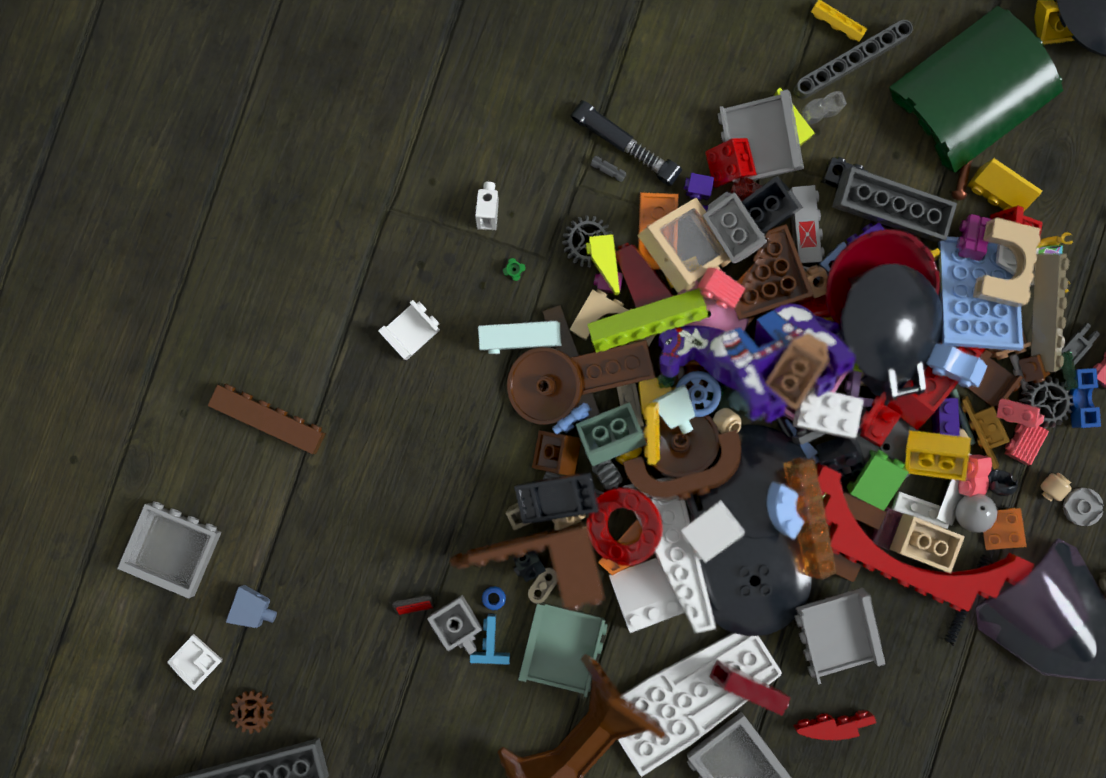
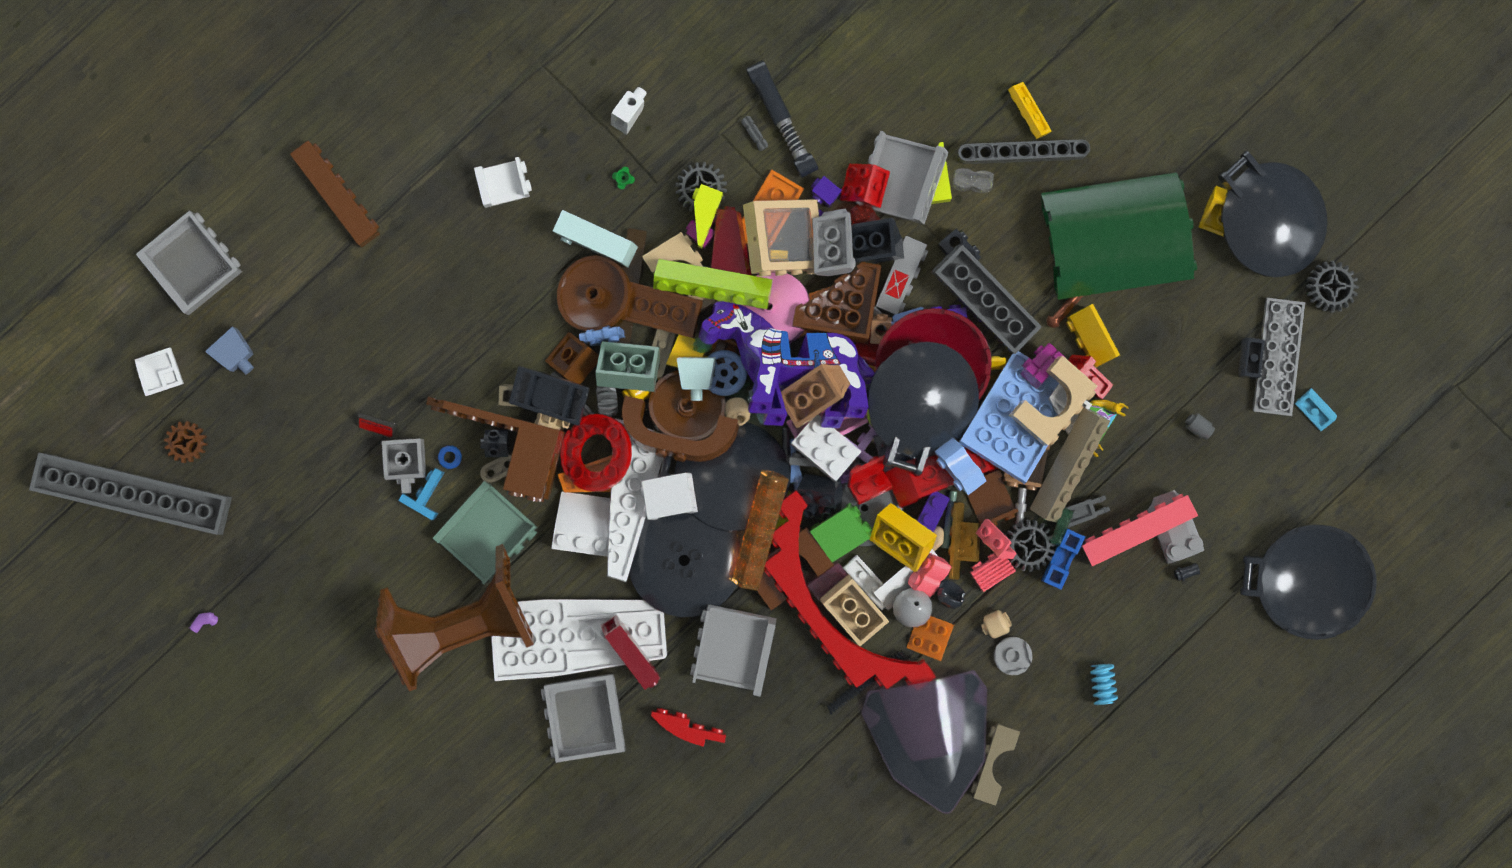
camera: 25 degrees right, 0 degrees up
(651, 433) = (663, 383): yellow plate -> none
(721, 288) = (790, 289): coral brick -> none
(782, 510) = (738, 509): light blue brick -> none
(1033, 369) = (1031, 509): reddish brown bracket -> none

